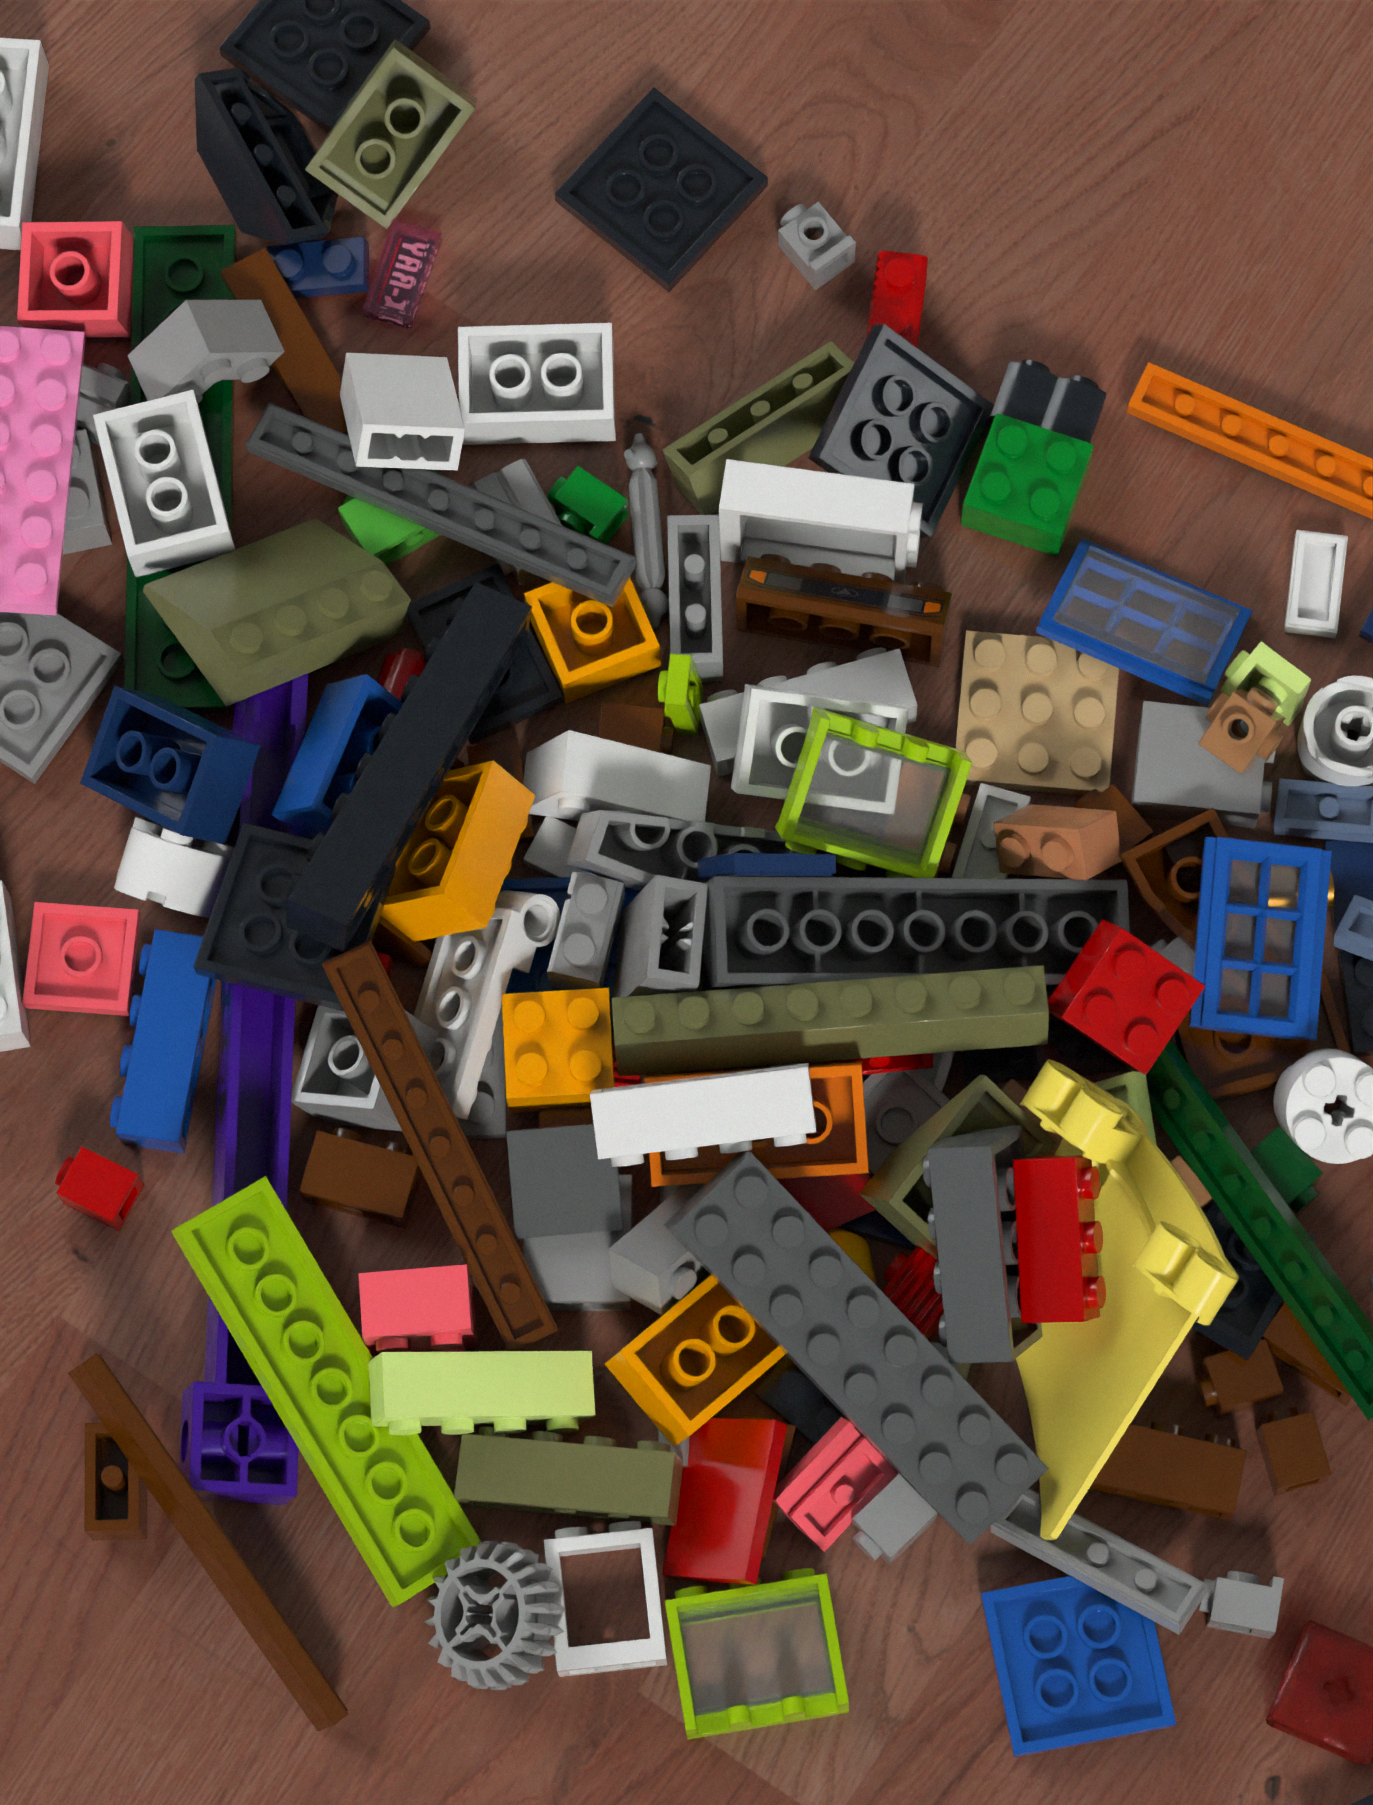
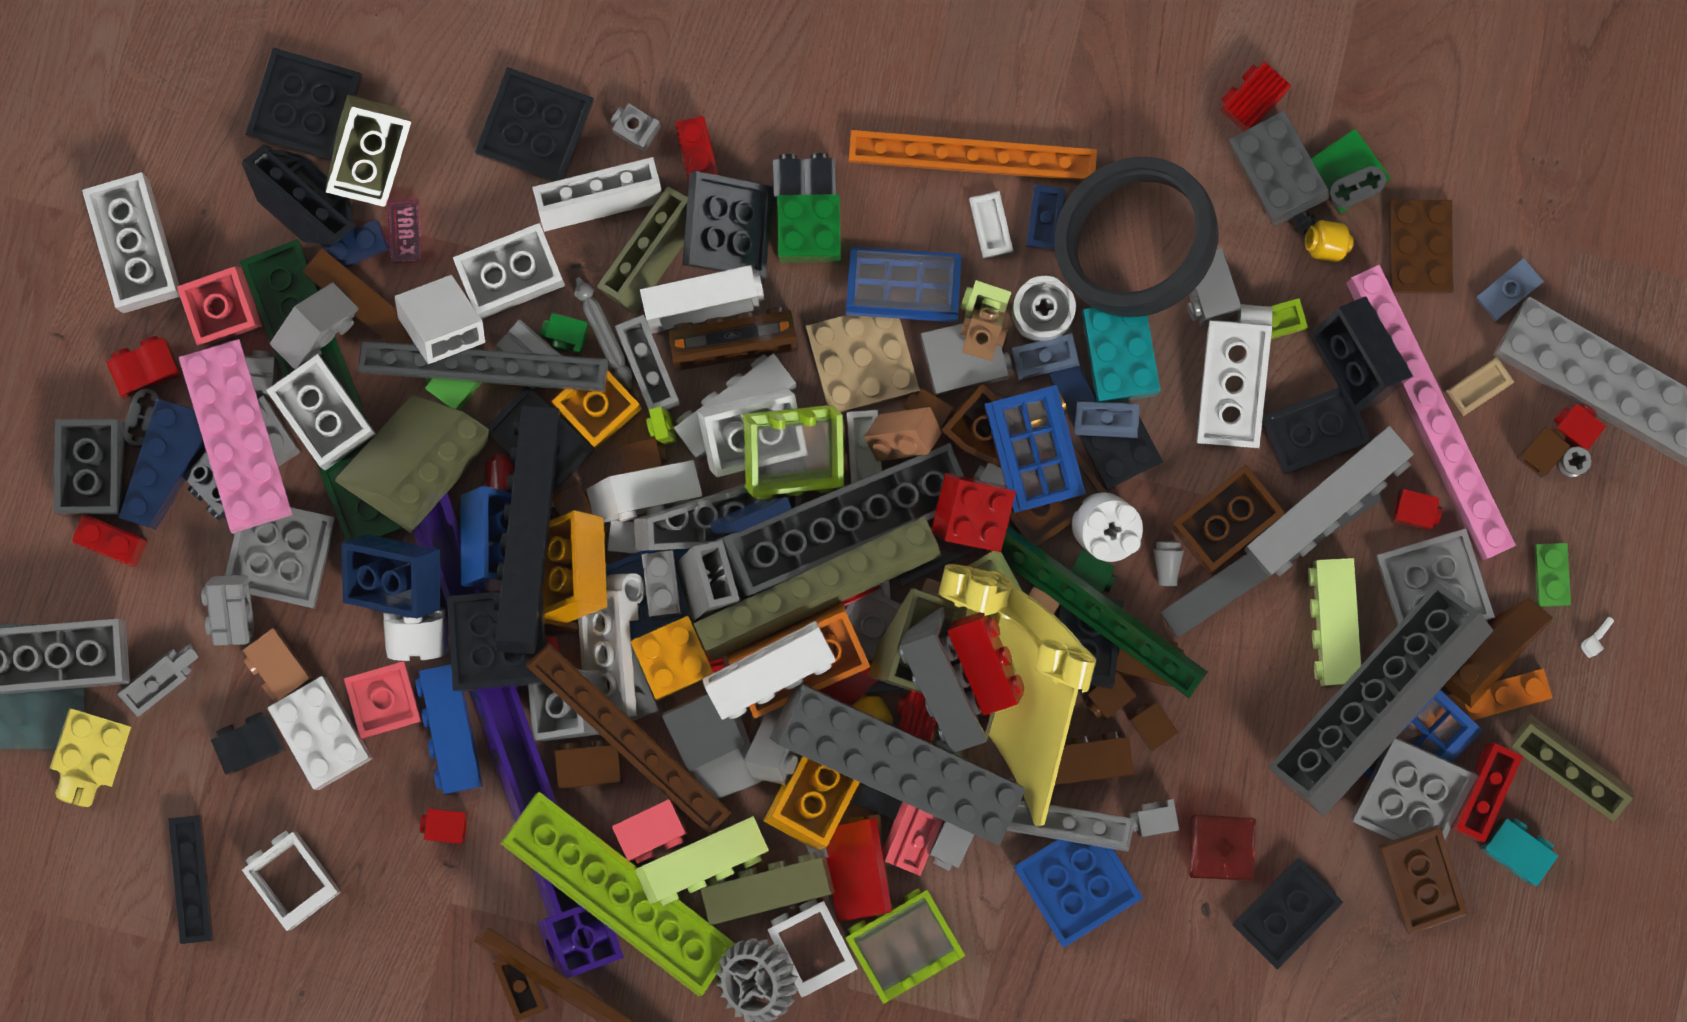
camera: 25 degrees left, 10 degrees up
(717, 317) = (597, 194): none -> white brick

